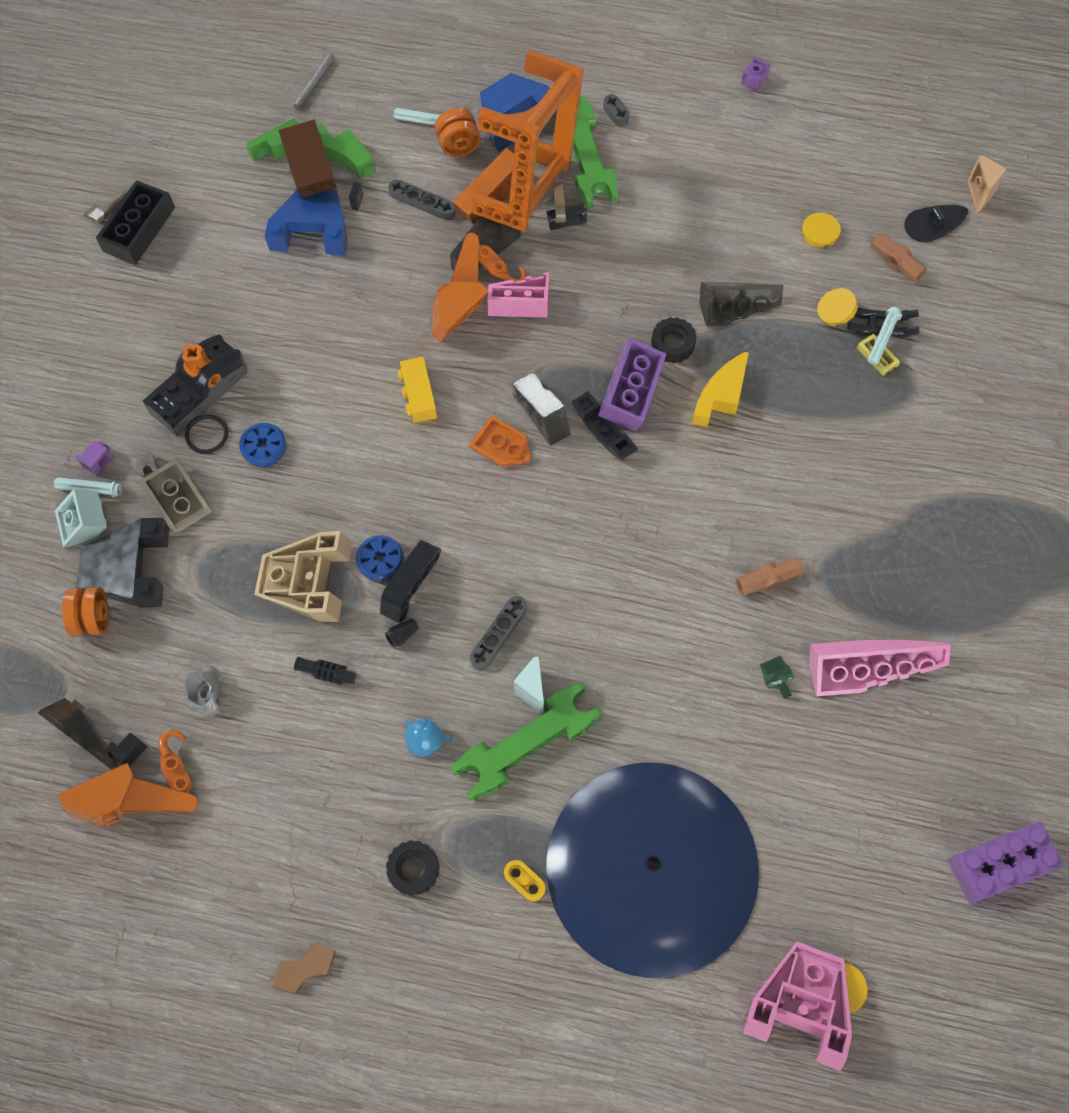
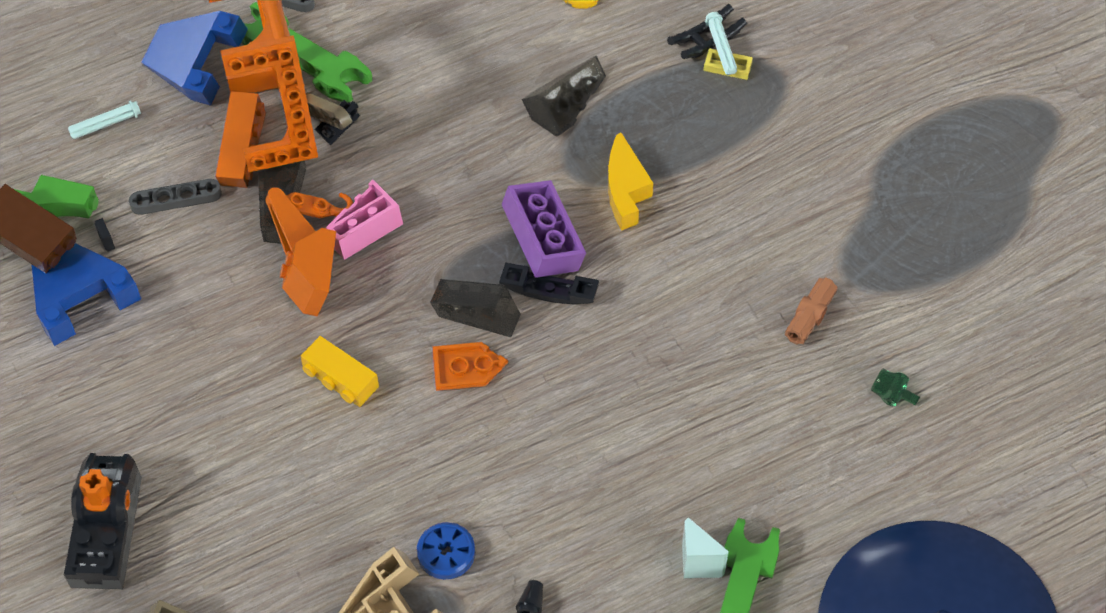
camera: 40 degrees left, 10 degrees down
(205, 451) = (160, 585): black tyre -> none
(256, 454) = (230, 545): blue wheel -> none
(407, 580) = (497, 549): black beam -> none
(457, 132) = (160, 109): orange wheel -> none
(496, 631) = (620, 534): dark grey beam -> none
(679, 326) = (540, 151): black tyre -> none
(837, 307) = (659, 45): yellow tile -> none
(865, 663) = (951, 328): bright pink wedge -> none

